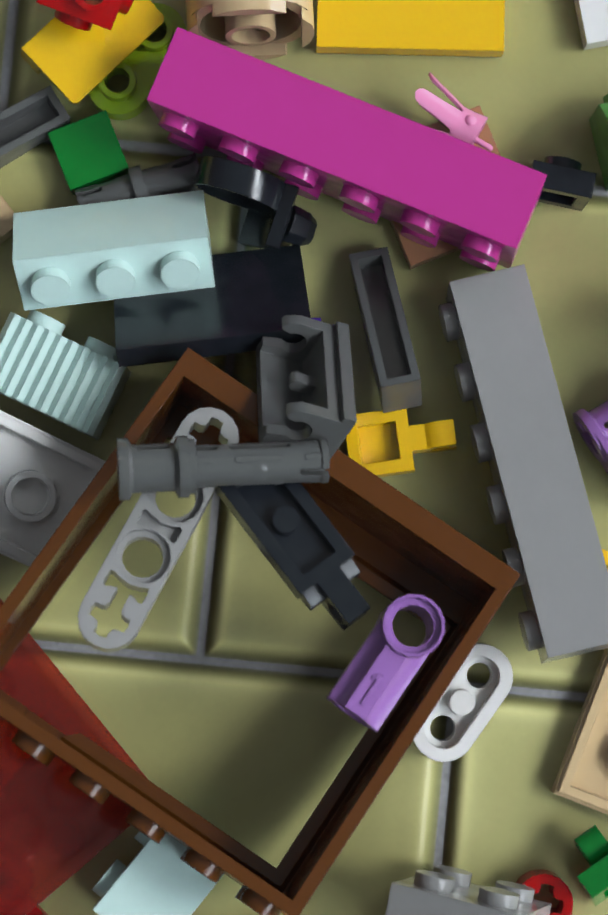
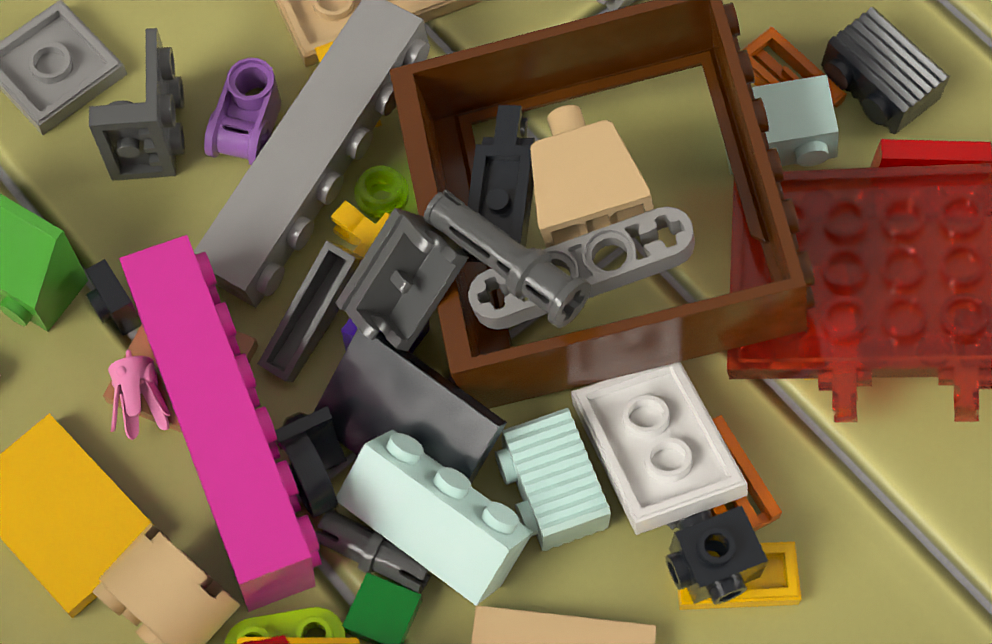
camera: 130 degrees left, 20 degrees down
(226, 604) = (584, 178): none -> tan torso
(384, 664) = (519, 71): medium lavender piece -> none
(462, 482) = (381, 179): none -> clear neon green plate

